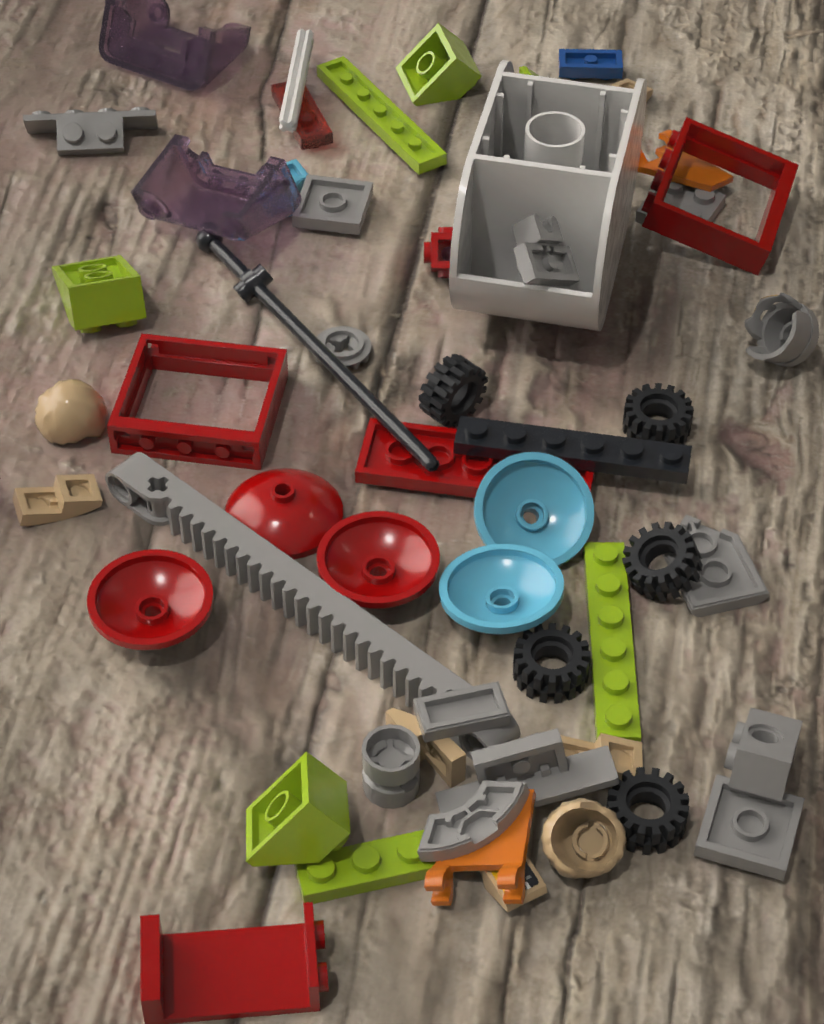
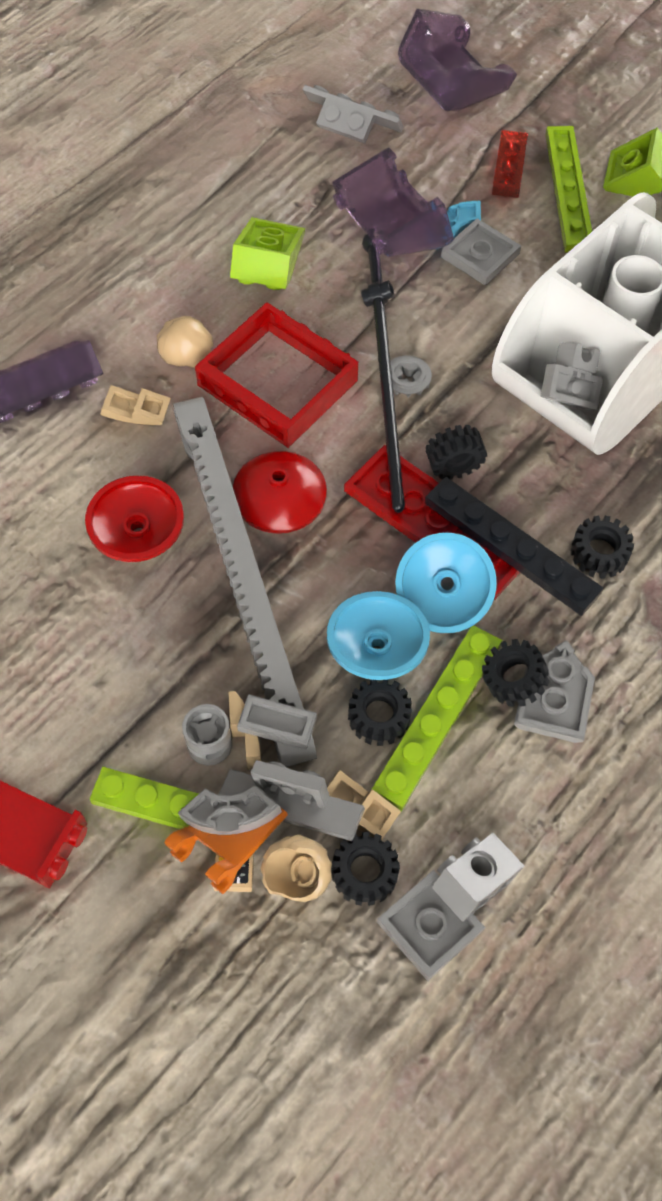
camera: 30 degrees right, 15 degrees up
(296, 81) = (520, 134): white axle -> none
(298, 816) = (119, 741): lime slope -> none
(378, 559) = (305, 550): red dish -> none

